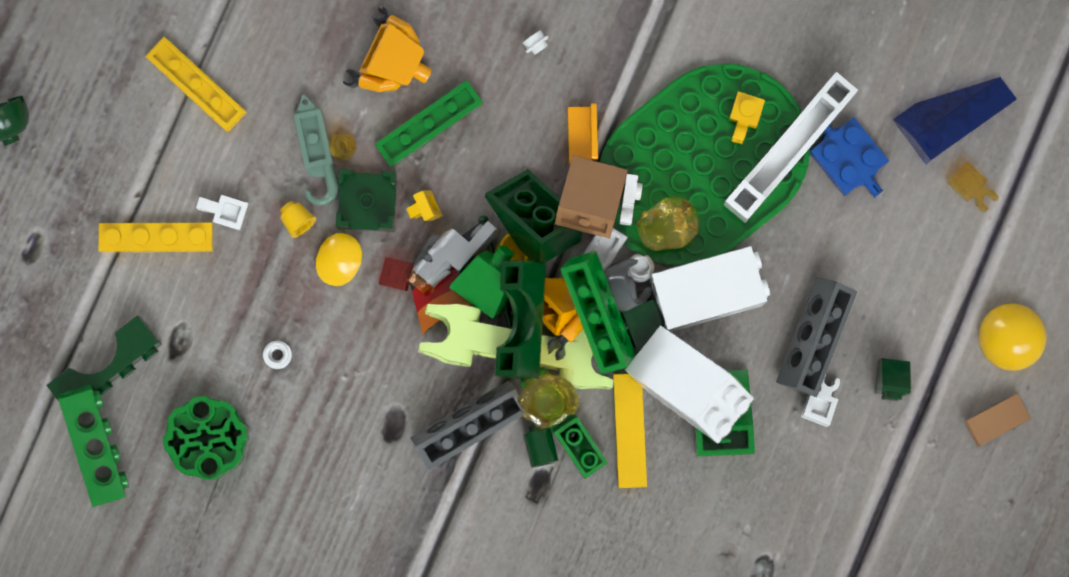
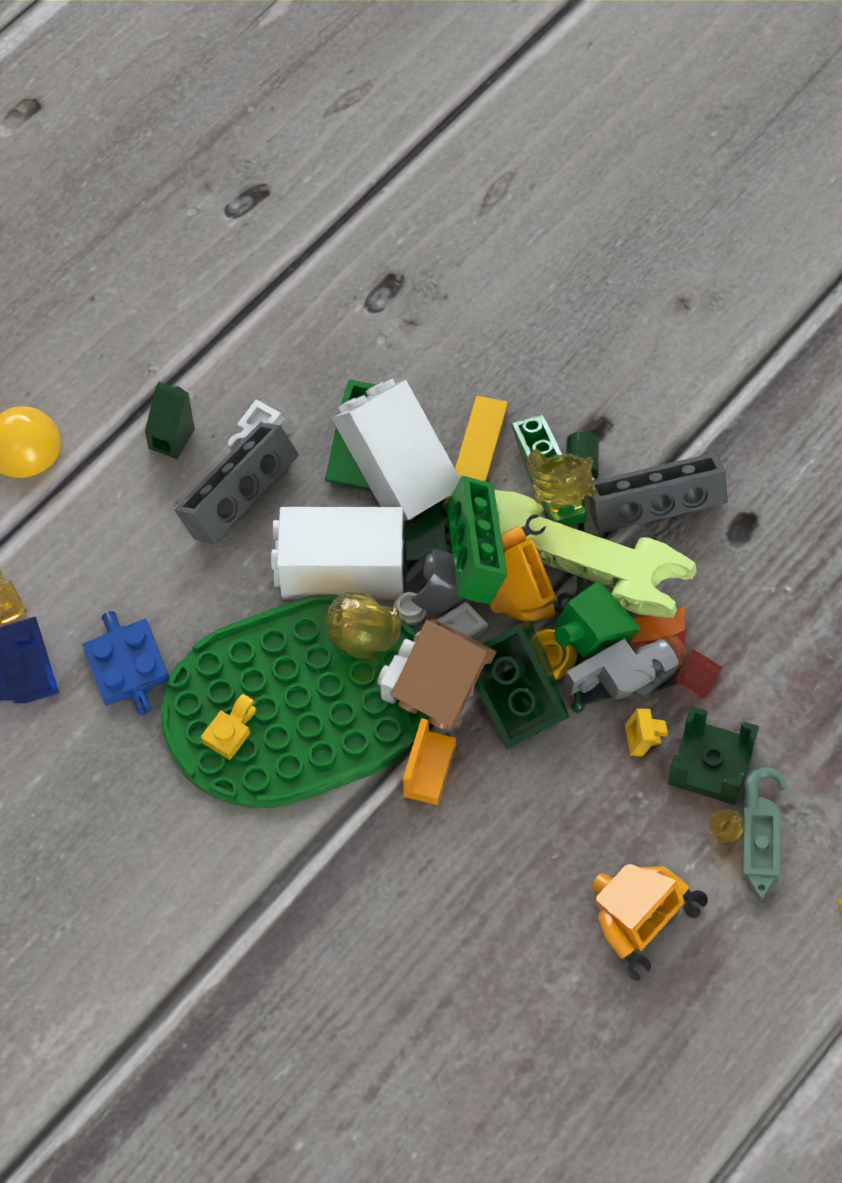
camera: 160 degrees left, 25 degrees down
(296, 218) = (804, 759): yellow hat -> none
(338, 259) = (763, 705): yellow hat -> none
(428, 124) = (613, 824): green plate -> none
(524, 286) = (579, 521): dark green arch -> none
(536, 43) = (453, 883): white plate -> none
(790, 147) = (140, 700): white arch -> none
(997, 420) = (78, 364): medium nougat slope -> none

